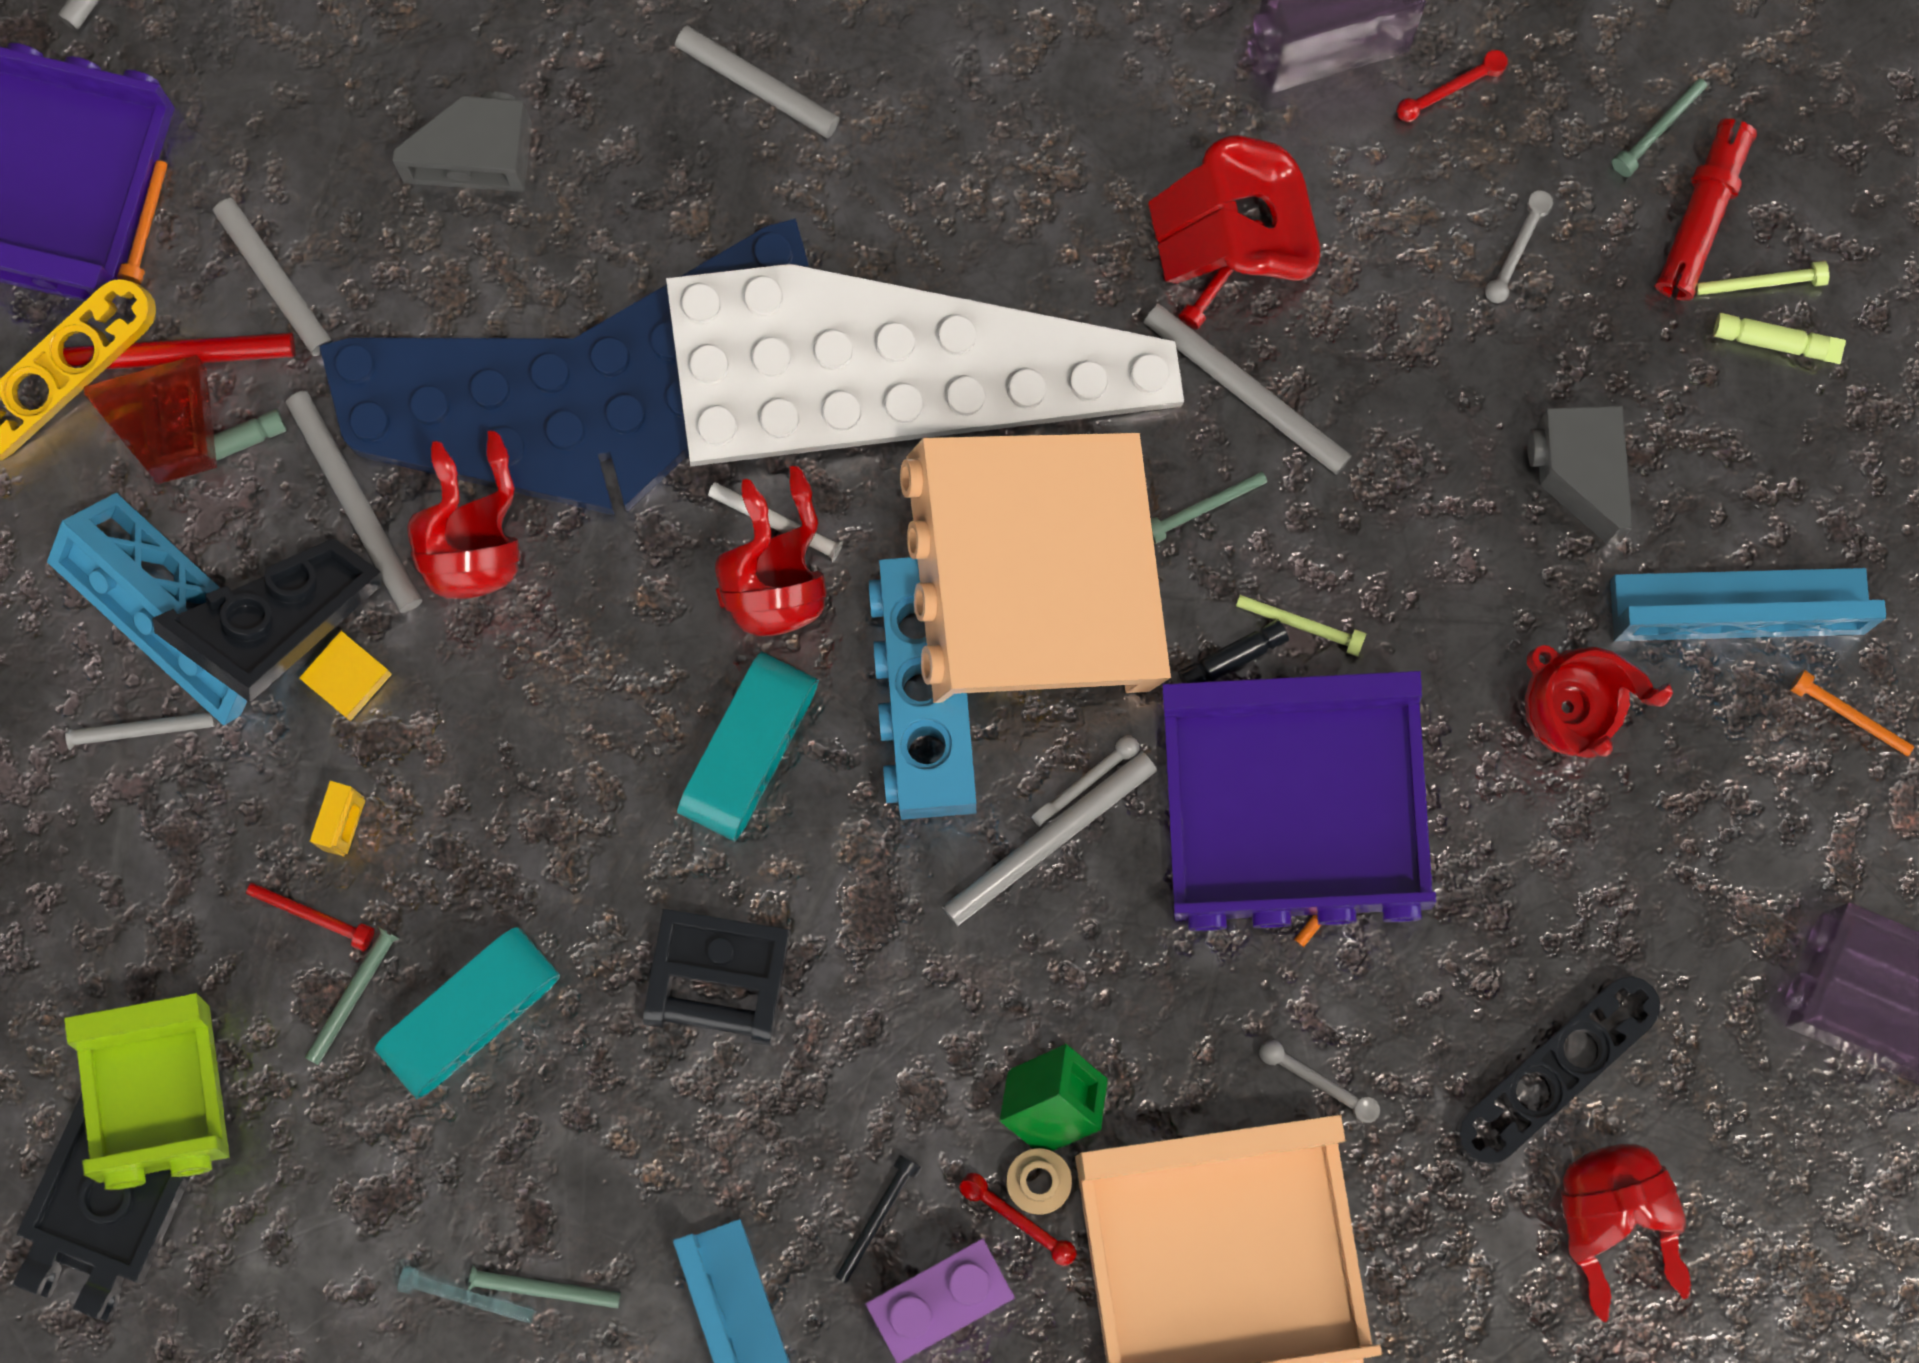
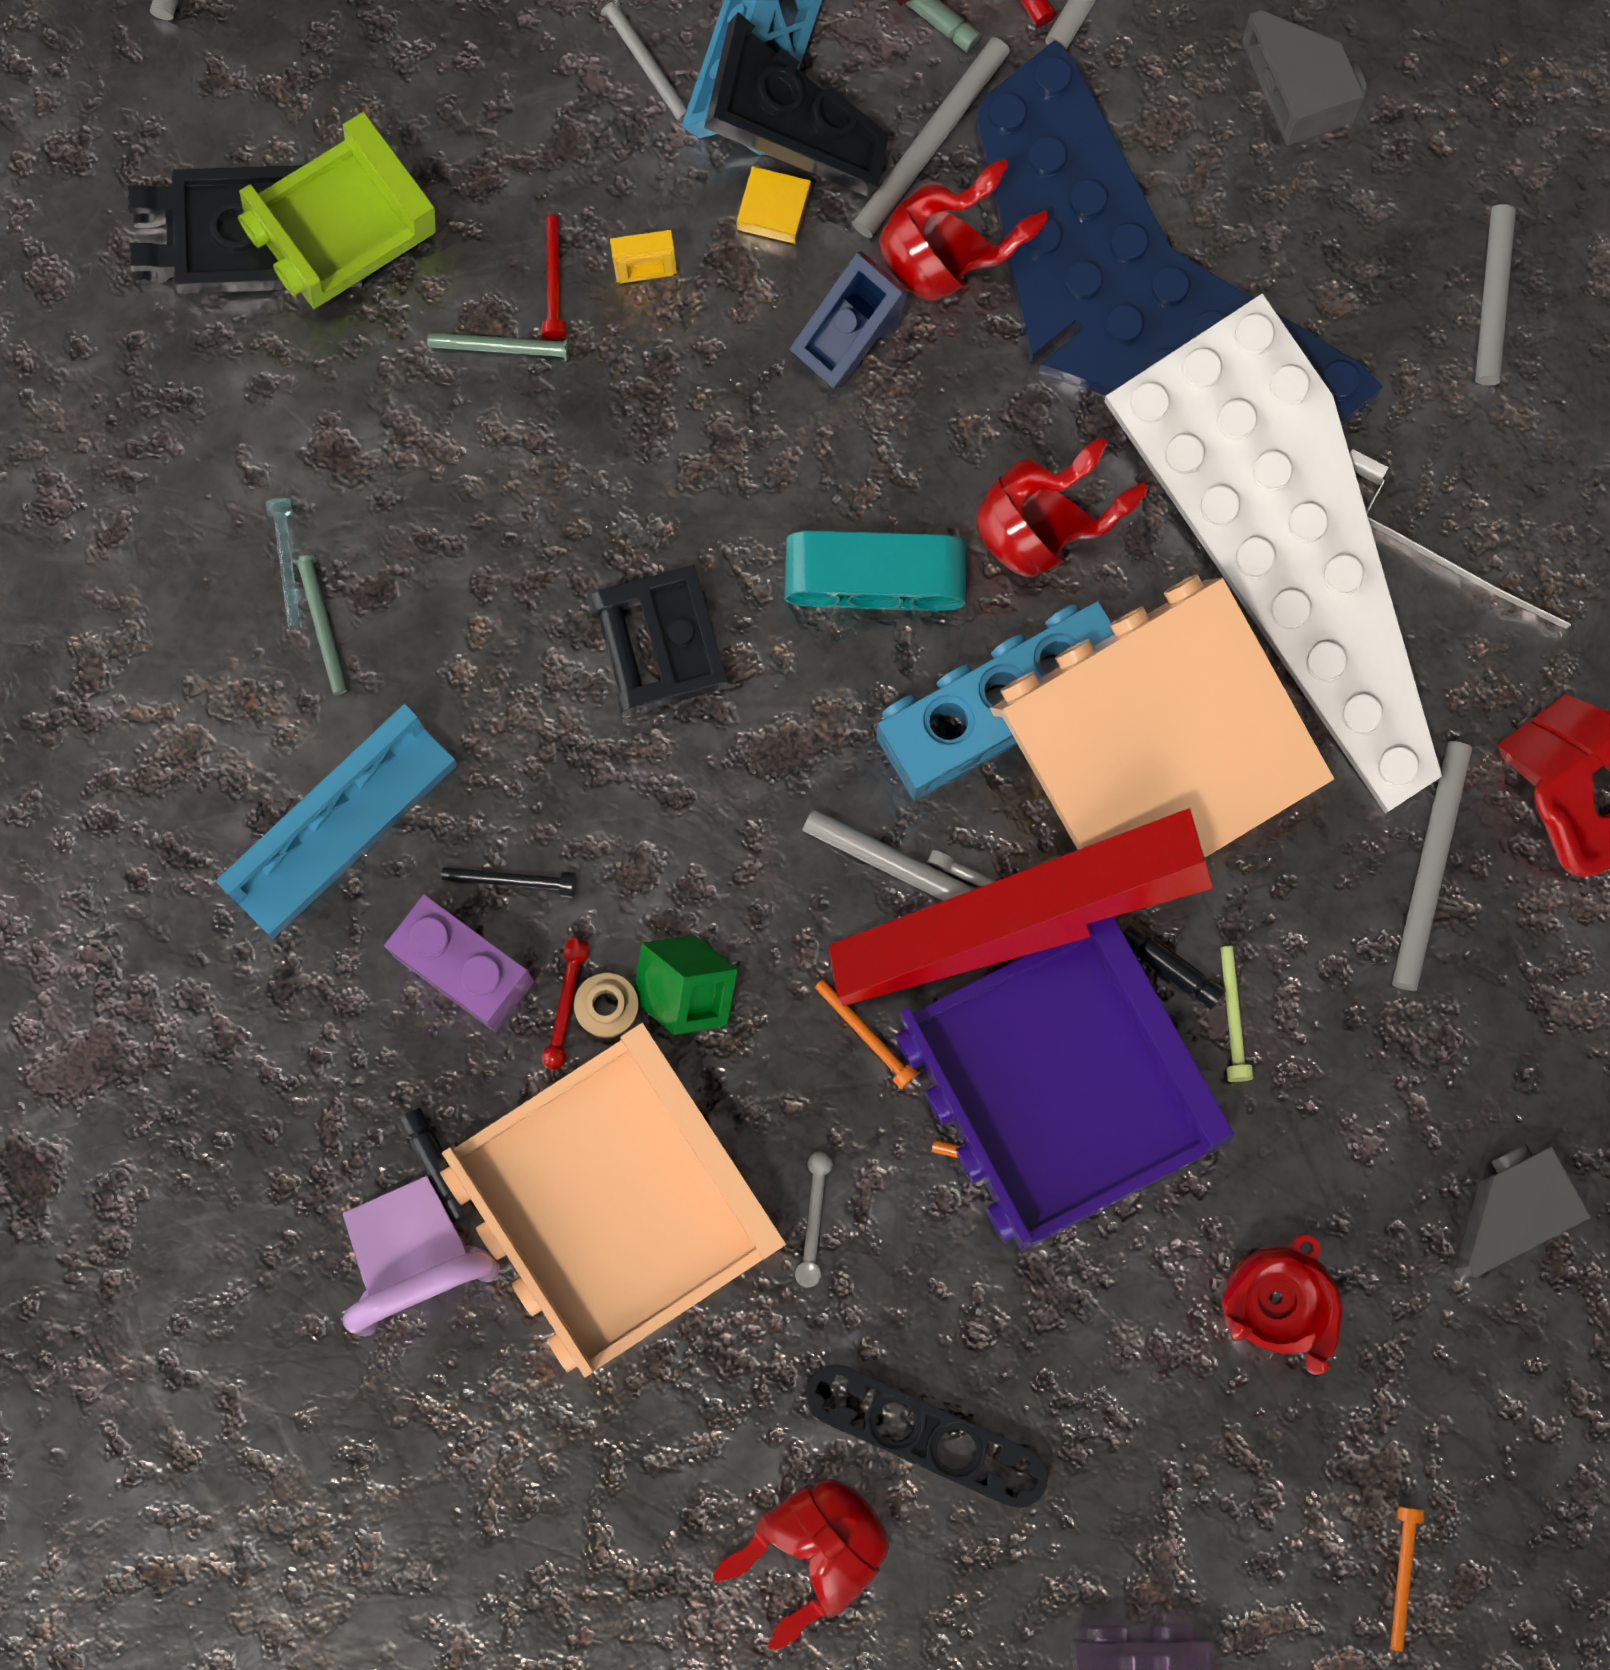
camera: 65 degrees right, 0 degrees up
(467, 1012) = (527, 444): teal beam -> none
(500, 657) = (849, 320): none -> dark blue slope
(776, 520) = (1094, 509): white piece -> none
(872, 261) = (1375, 472): none -> white piece
(1135, 761) = (1025, 910): none -> red slope
(1160, 527) = (1257, 843): sand green piece -> none
(1193, 315) = (1478, 784): red piece -> none
(1223, 938) = (904, 1074): none -> orange piece
(1743, 604) = (1459, 1424): dark azure fence -> none

